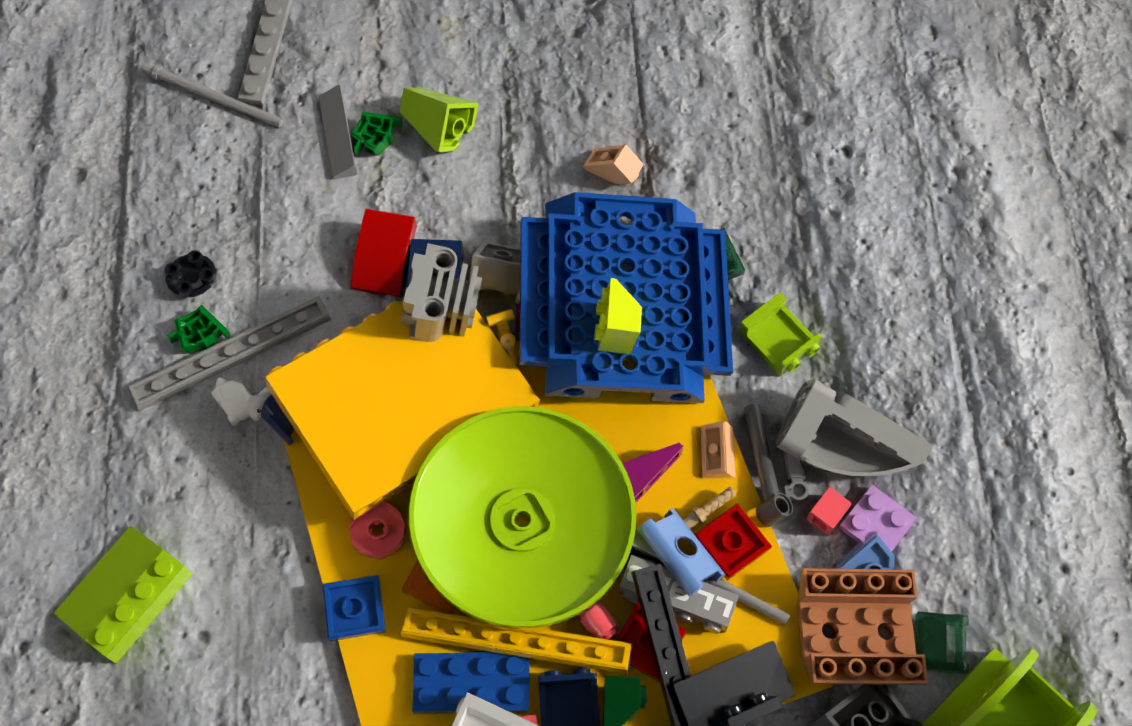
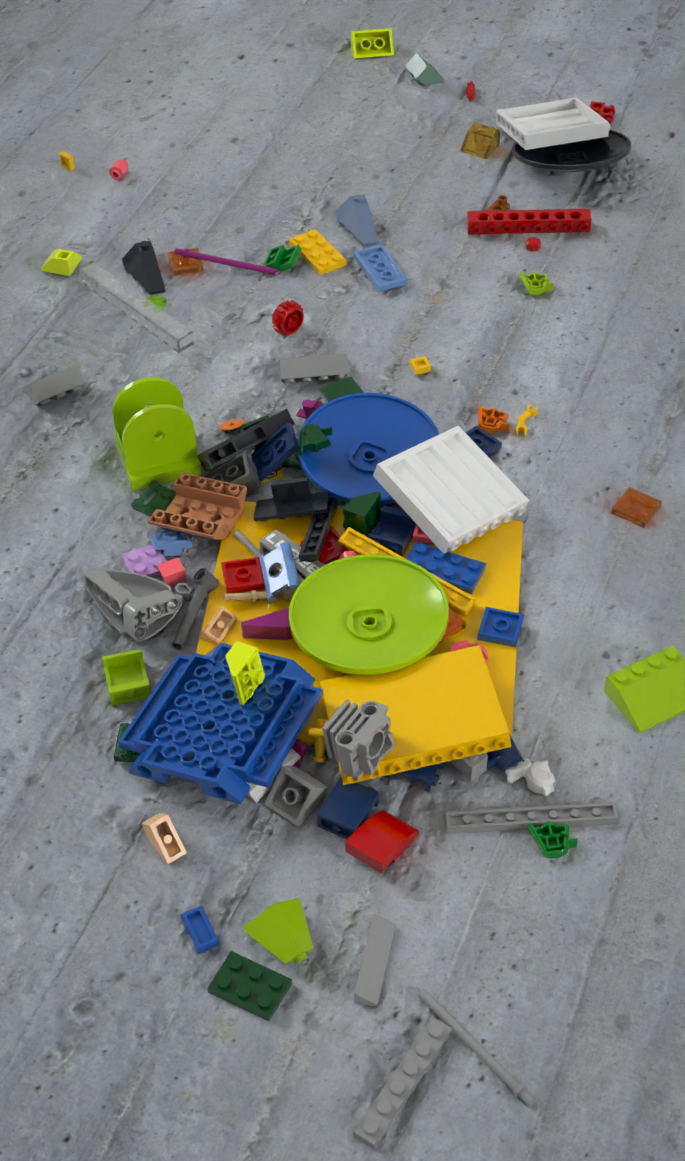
camera: 155 degrees left, 20 degrees down
(190, 274) = (544, 885): black dish -> none
(375, 132) = (344, 945): green piece -> none
(447, 67) = (250, 986): none -> dark green plate
(523, 98) = (200, 929): none -> blue tile

